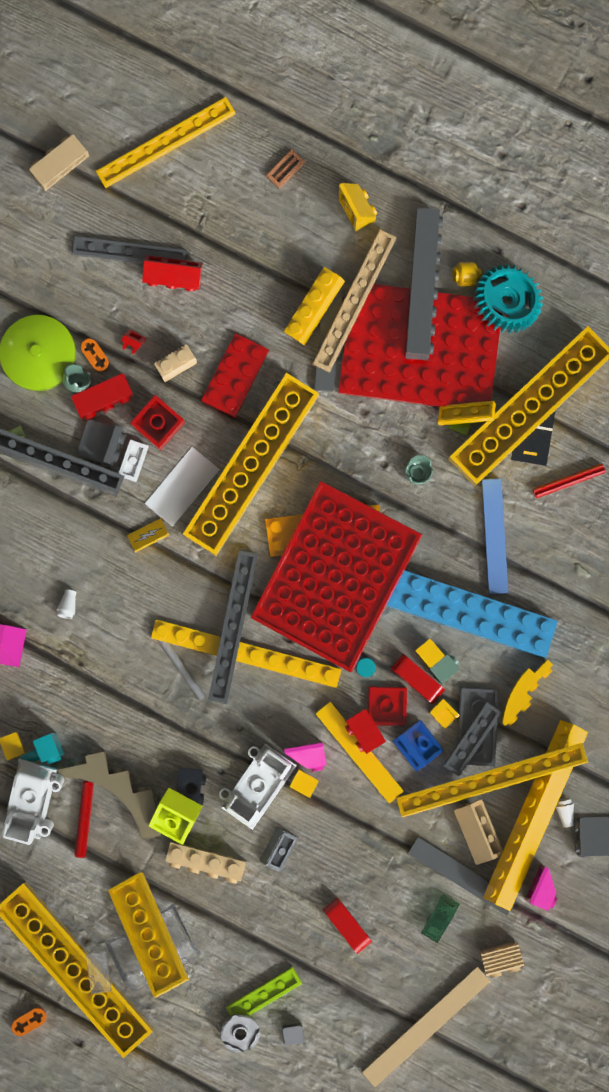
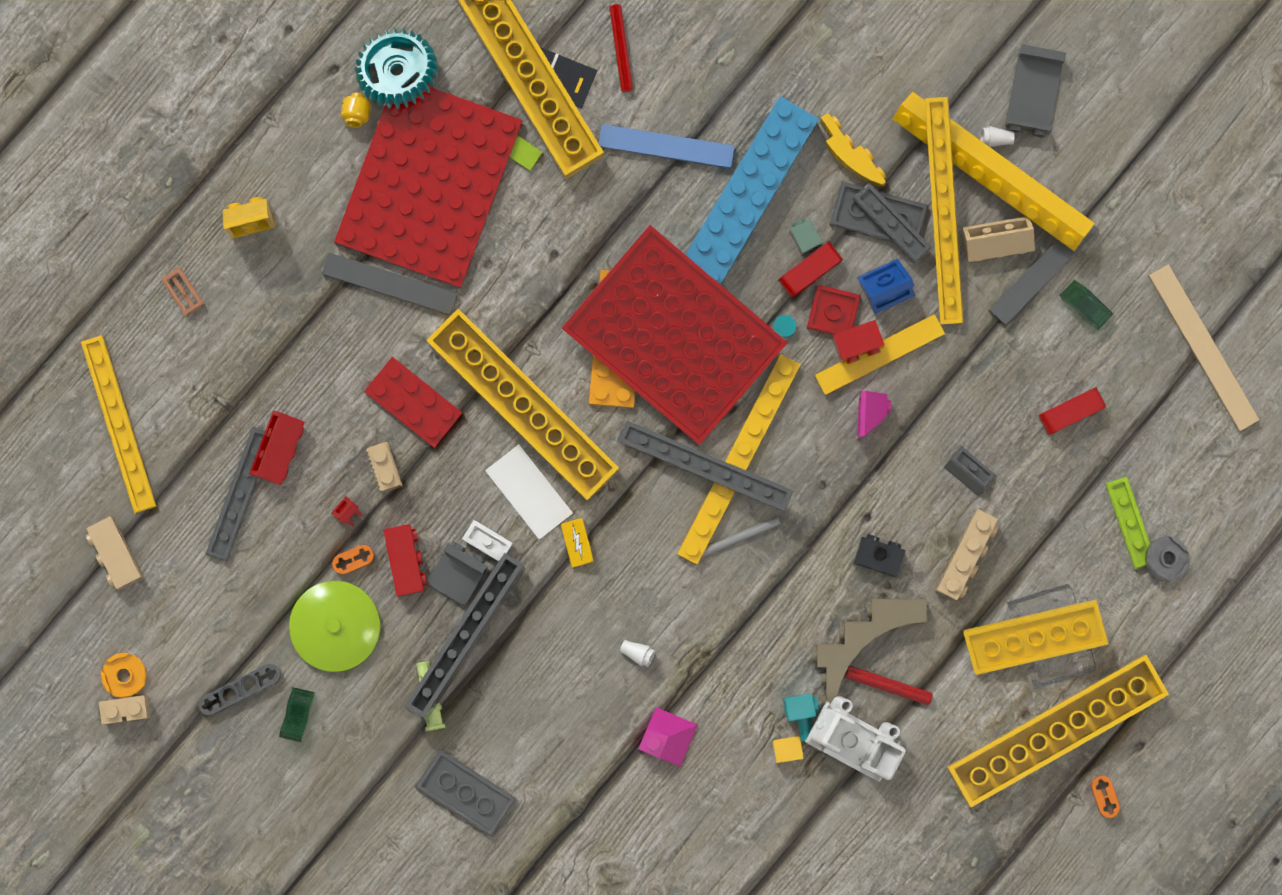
camera: 80 degrees left, 0 degrees up
(75, 379) = (377, 587): sand green hair -> none
(98, 972) = (1067, 700): clear plate -> none
(157, 423) = (450, 502): red brick -> none
(175, 816) = (908, 576): neon yellow slope -> none
(257, 786) = (892, 478): white container -> none
(293, 1034) = (1181, 499): slope -> none
(304, 783) = (901, 424): yellow panel -> none
(314, 306) = (354, 292): yellow brick -> none
(354, 300) = (358, 244): tan tile -> none
(418, 469) = (571, 215): sand green hair -> none
(423, 283) = (357, 161): dark grey brick -> none
(429, 653) = (785, 249): yellow panel -> none
(444, 713) = (855, 249): yellow panel -> none
(466, 413) = (518, 145): yellow tile -> none
(501, 959) = (1145, 246): tan brick -> none
(542, 890) = (1078, 182): dark pink slope -> none

